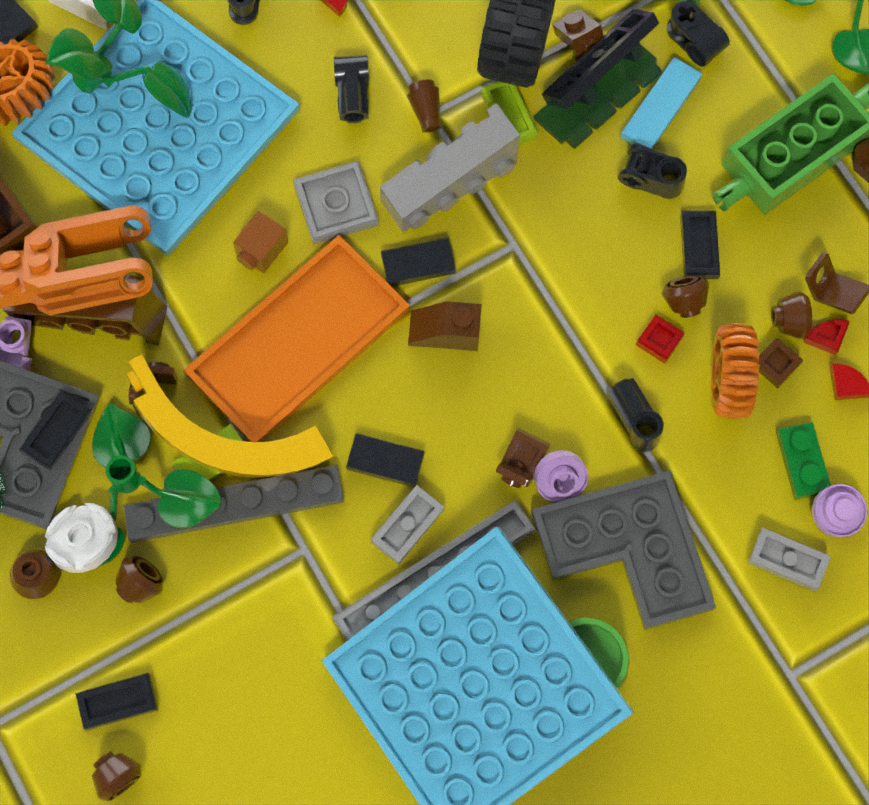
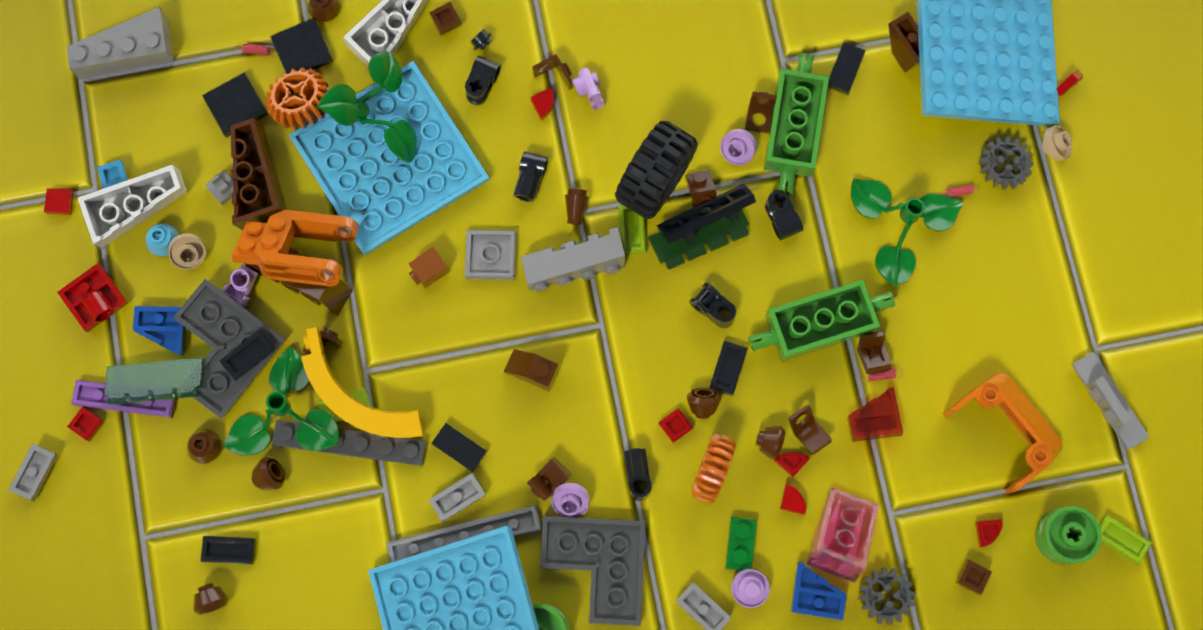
camera: 20 degrees right, 5 degrees up
(81, 538) = (240, 433): white tile -> none
(296, 340) = (430, 344): orange tile -> none
(418, 262) = (530, 316): black tile -> none
(661, 104) = (739, 259): medium azure tile -> none
(778, 362) = (748, 470): reddish brown plate -> none

